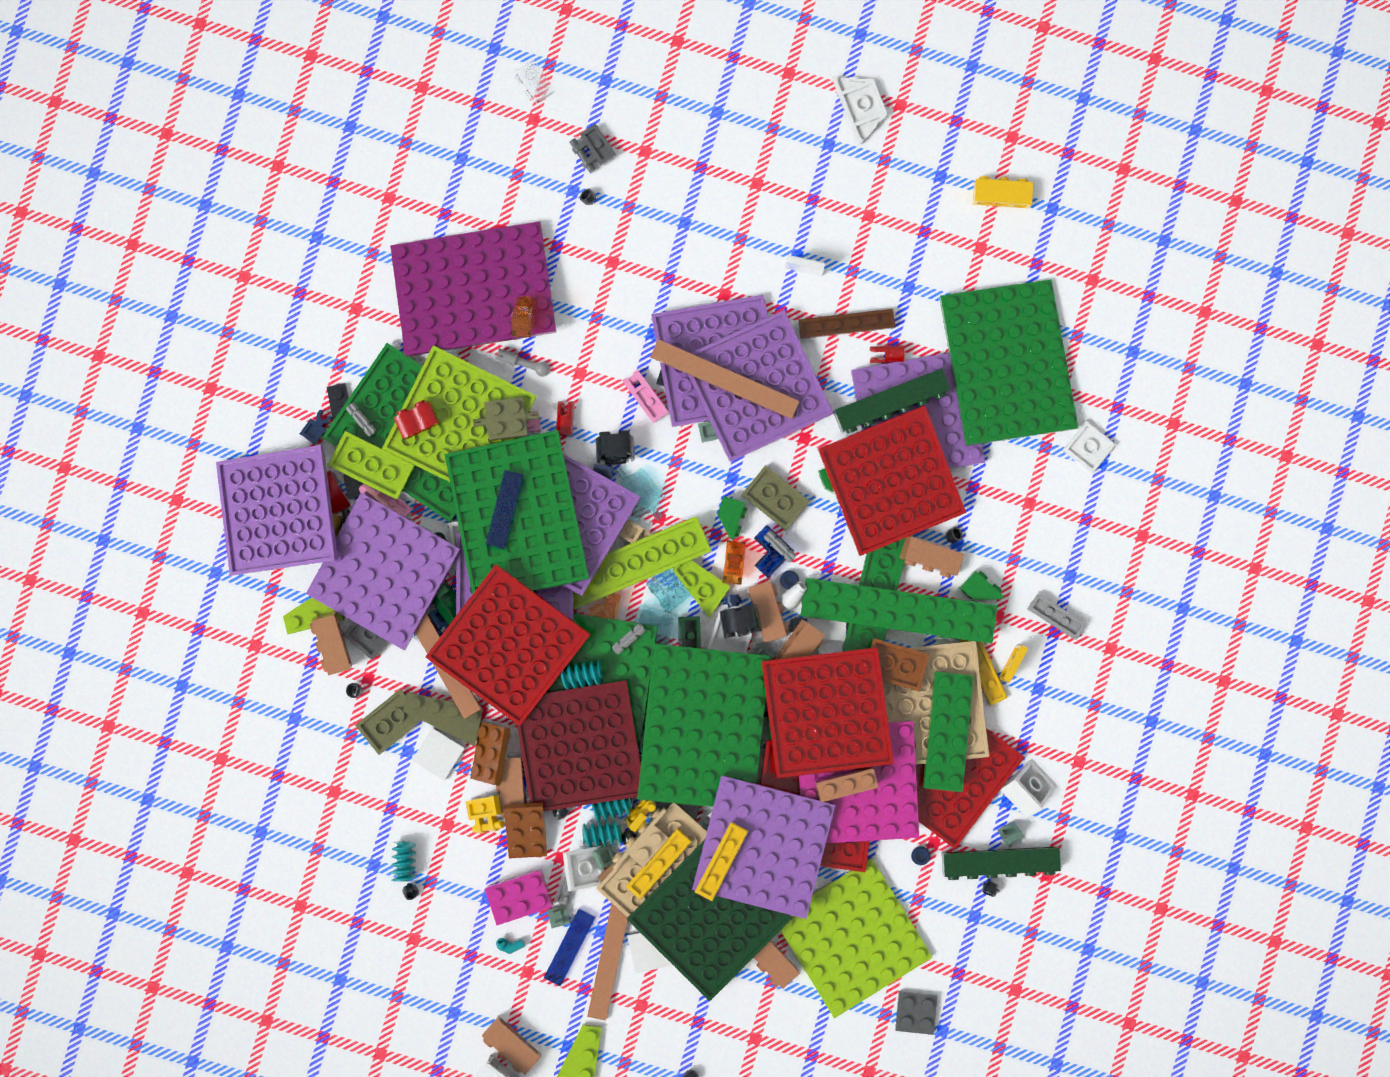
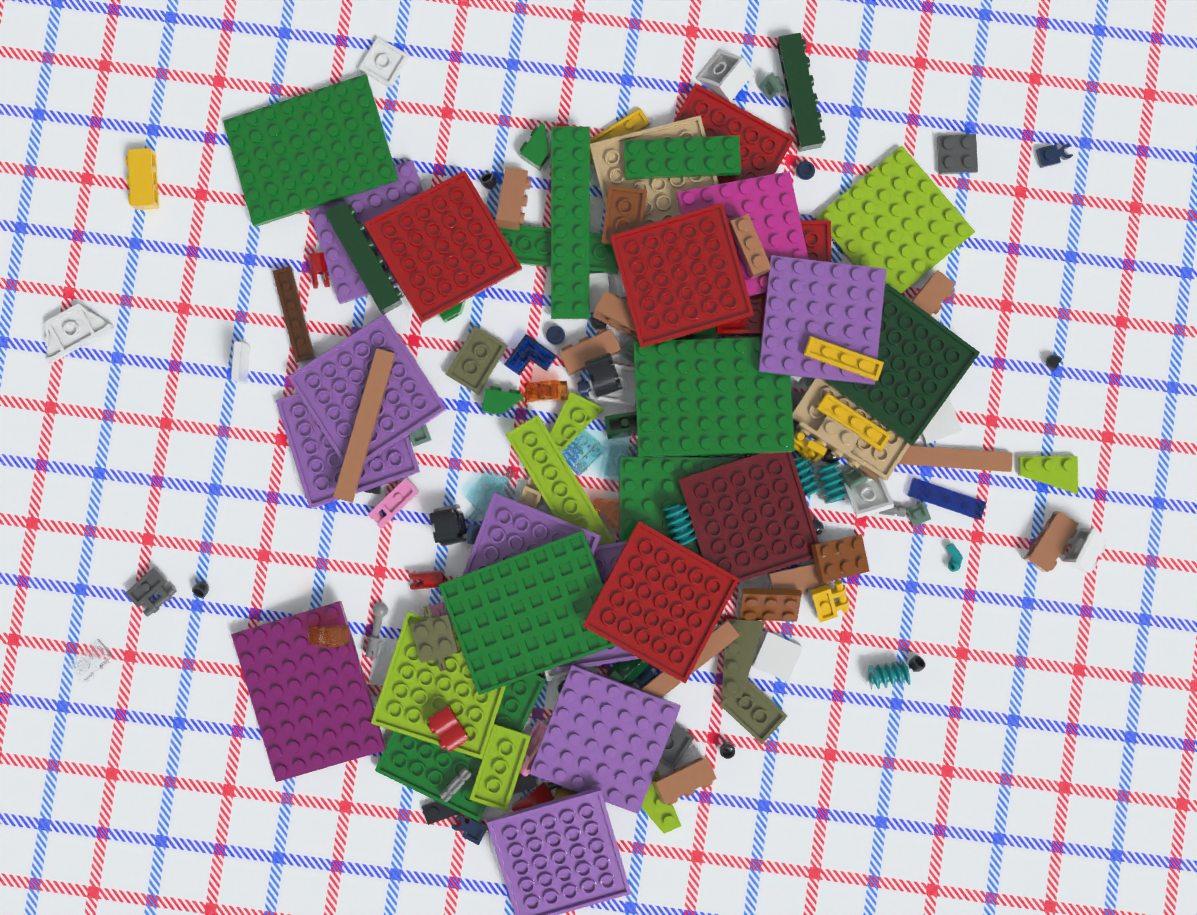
camera: 95 degrees left, 0 degrees up
(504, 509) = (526, 625): clear blue tile -> none
(518, 896) = (906, 555): dark pink brick -> none
(629, 638) = (636, 482): light grey axle -> none
(779, 546) = (524, 347): light grey axle -> none
(793, 596) = (571, 329): white cone -> none
(990, 889) = (827, 99): black plate -> none
(1013, 663) = (606, 104): yellow tile -> none
(1056, 616) = (554, 71): light grey plate -> none

